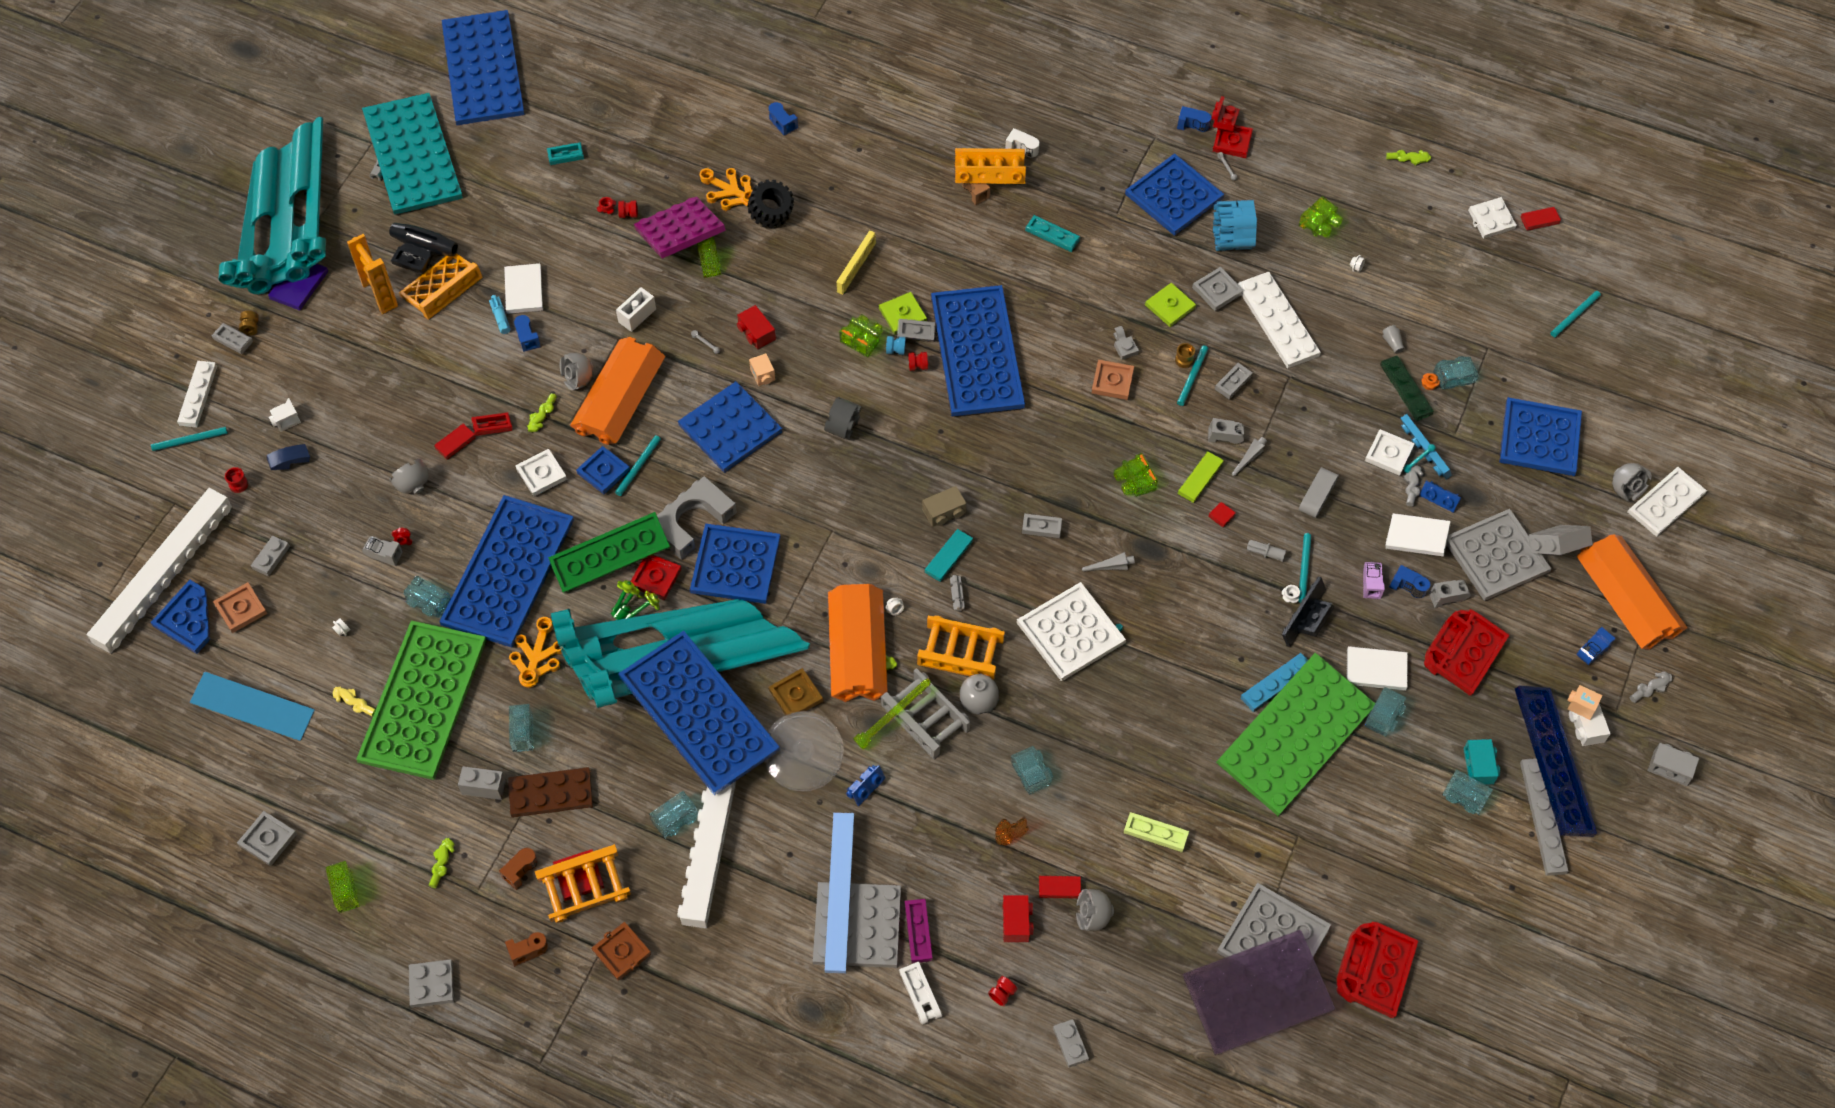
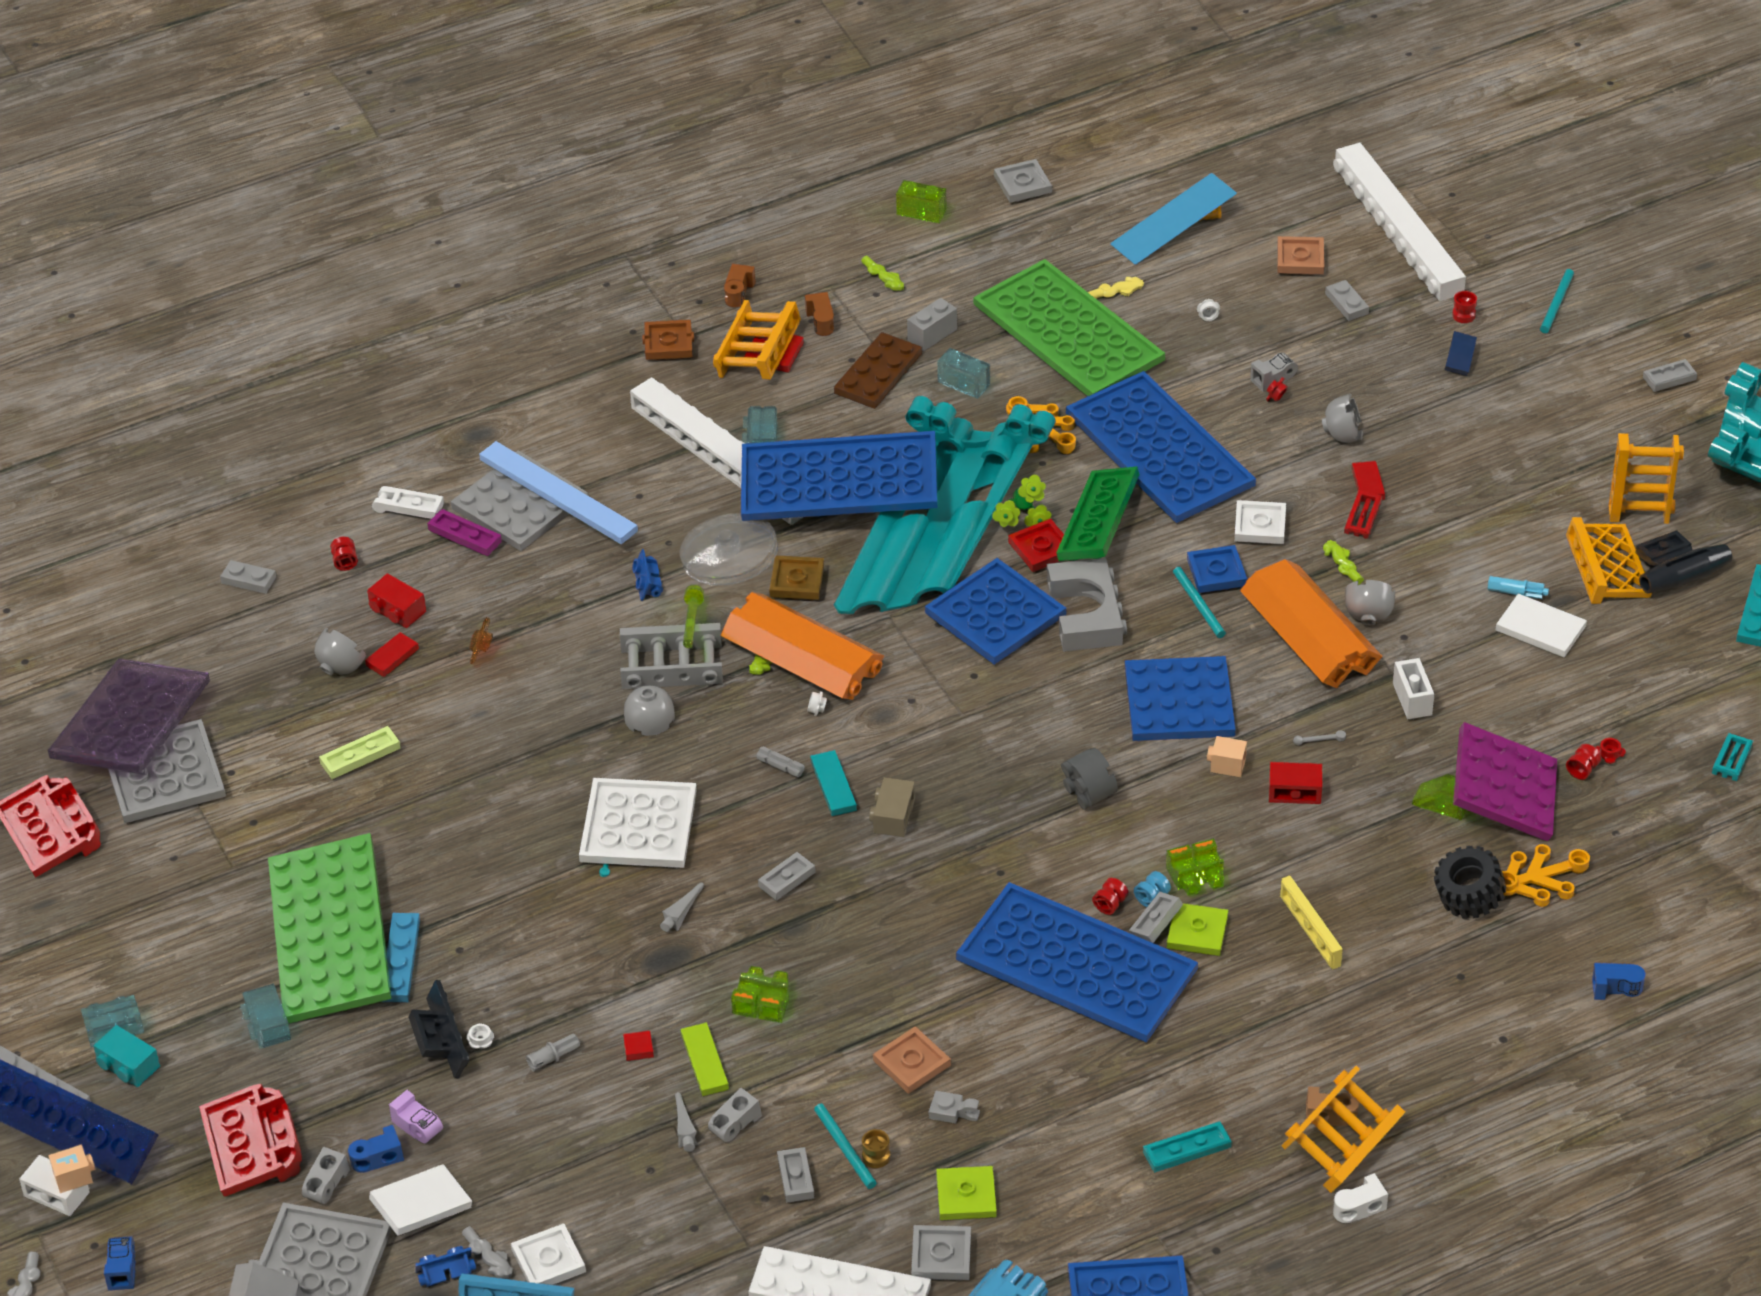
camera: 130 degrees right, 15 degrees down
(186, 617) = (1323, 217): blue plate -> none
(197, 394) = (1615, 327): white plate -> none
(248, 322) = (1680, 392): pearl gold wheel -> none
(284, 416) = (1520, 371): white window -> none
(297, 293) = (1696, 450): dark purple tile -> none
(427, 597) = (1184, 376): clear light blue brick -> none
(431, 983) = (772, 222): light grey plate -> none
(527, 339) = (1468, 592): blue leg -> none
(947, 661) = (706, 704): light orange fence -> none
(1031, 769) = (525, 698): clear light blue brick -> none
(1304, 566) = (499, 1076): teal bar -> none
(1318, 492) = (569, 1148): light grey beam -> none
(1377, 668) = (320, 1052): white tile -> none
(1407, 468) = (502, 1277): teal hinge -> none

